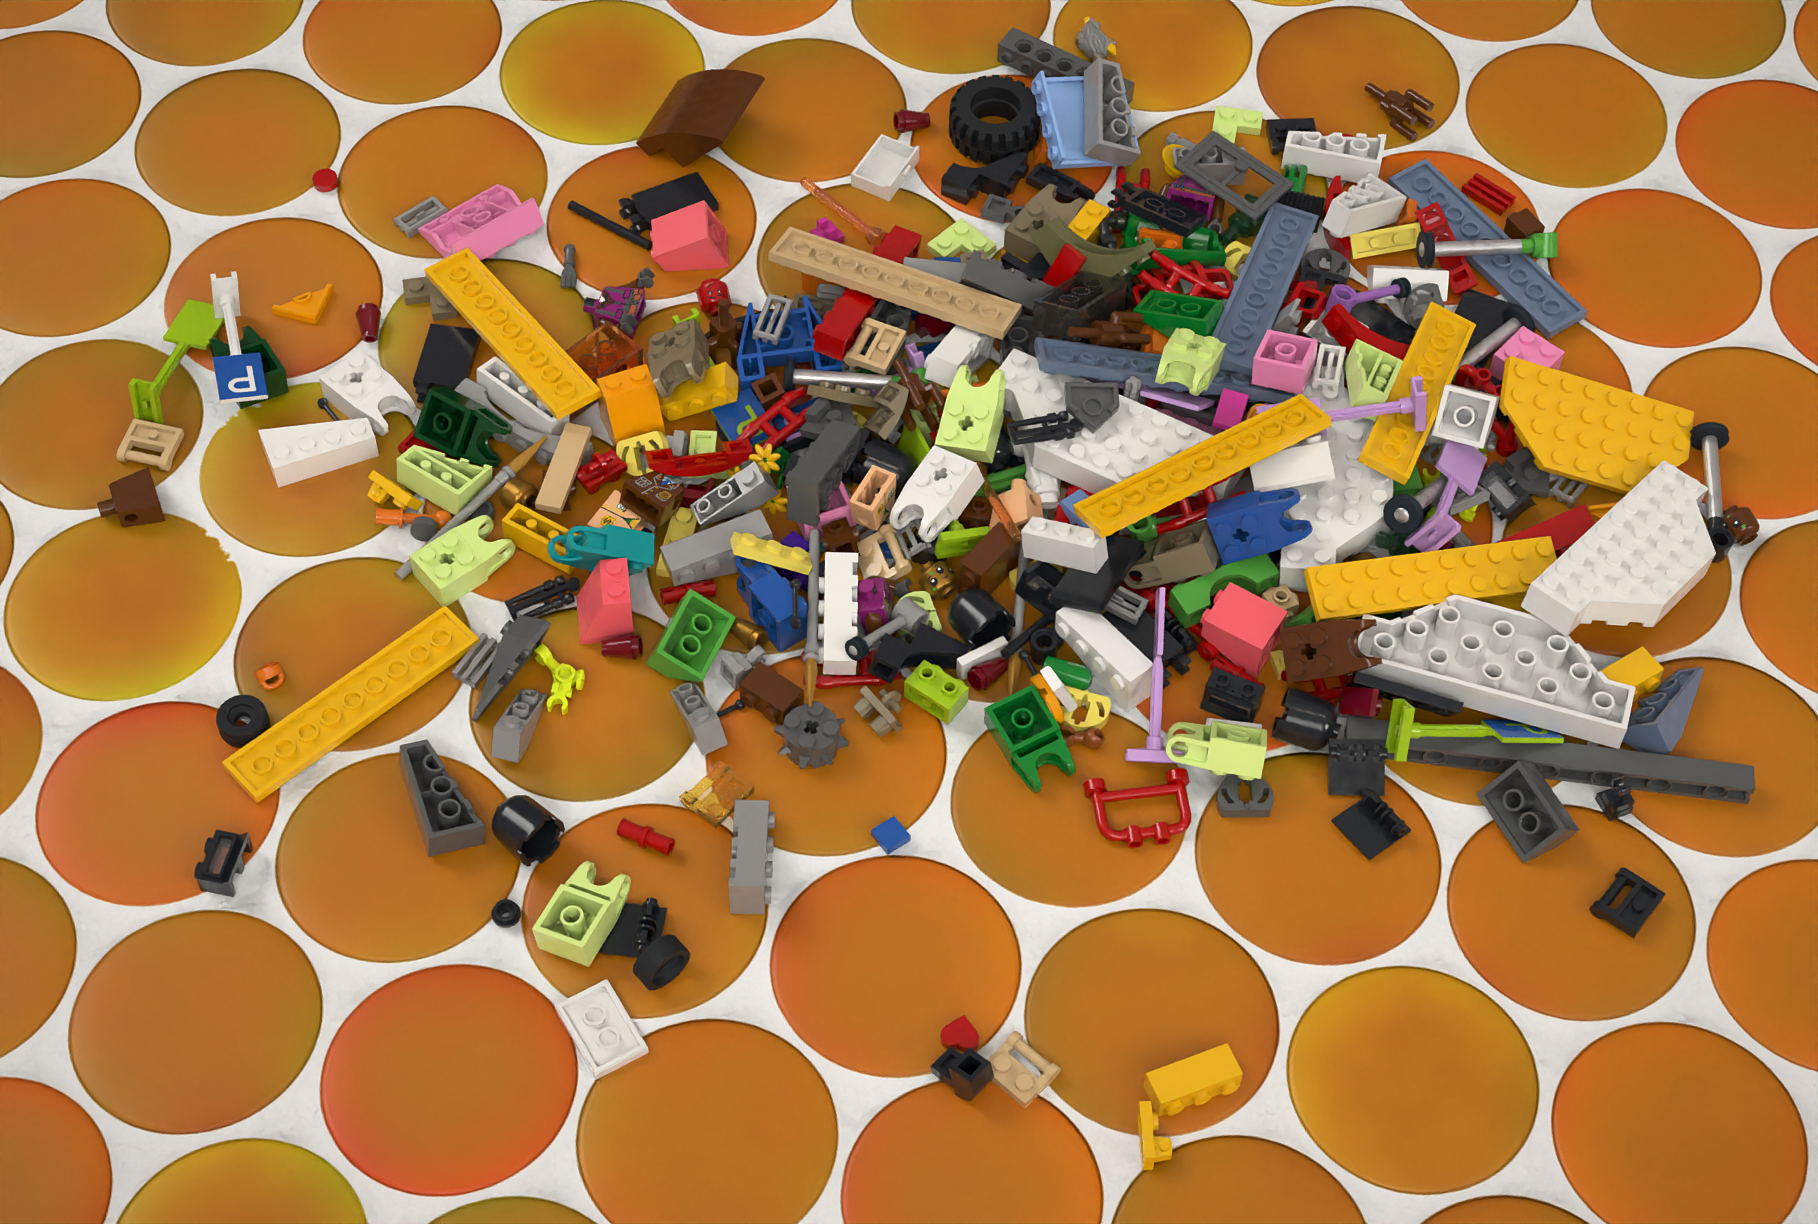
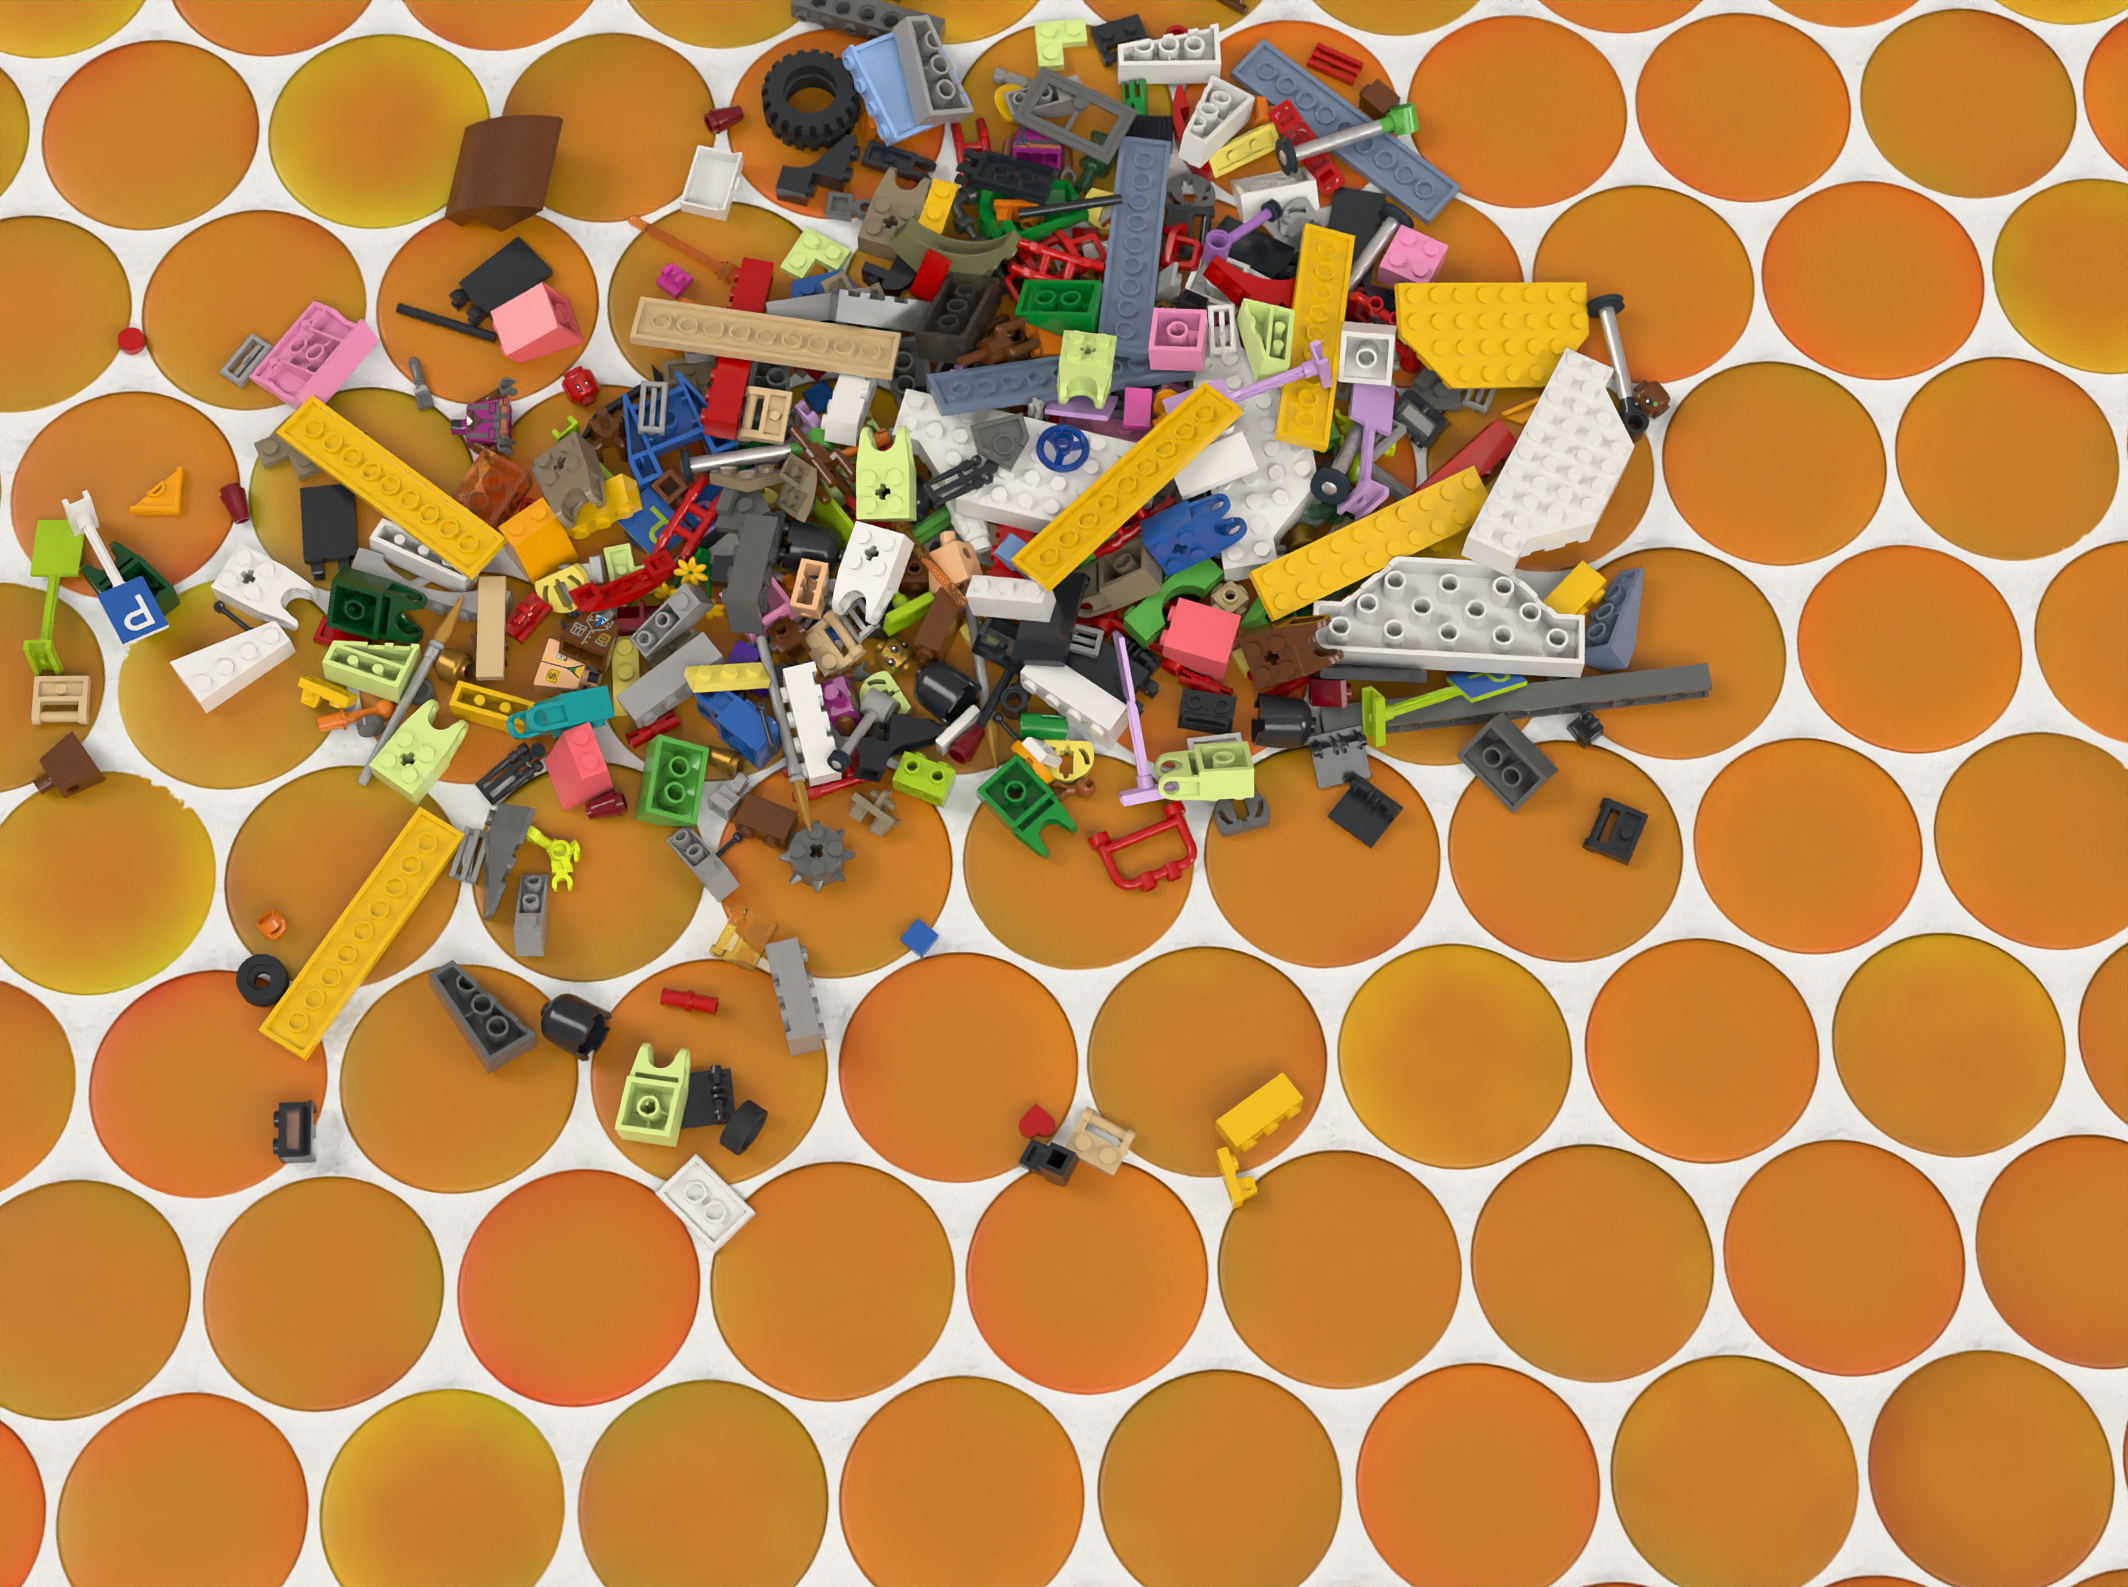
camera: 15 degrees left, 15 degrees up
(502, 907) = (577, 1105): black plate -> none
(1150, 419) = (1063, 435): none -> clear blue piece
(1210, 242) = (1070, 206): none -> black bar

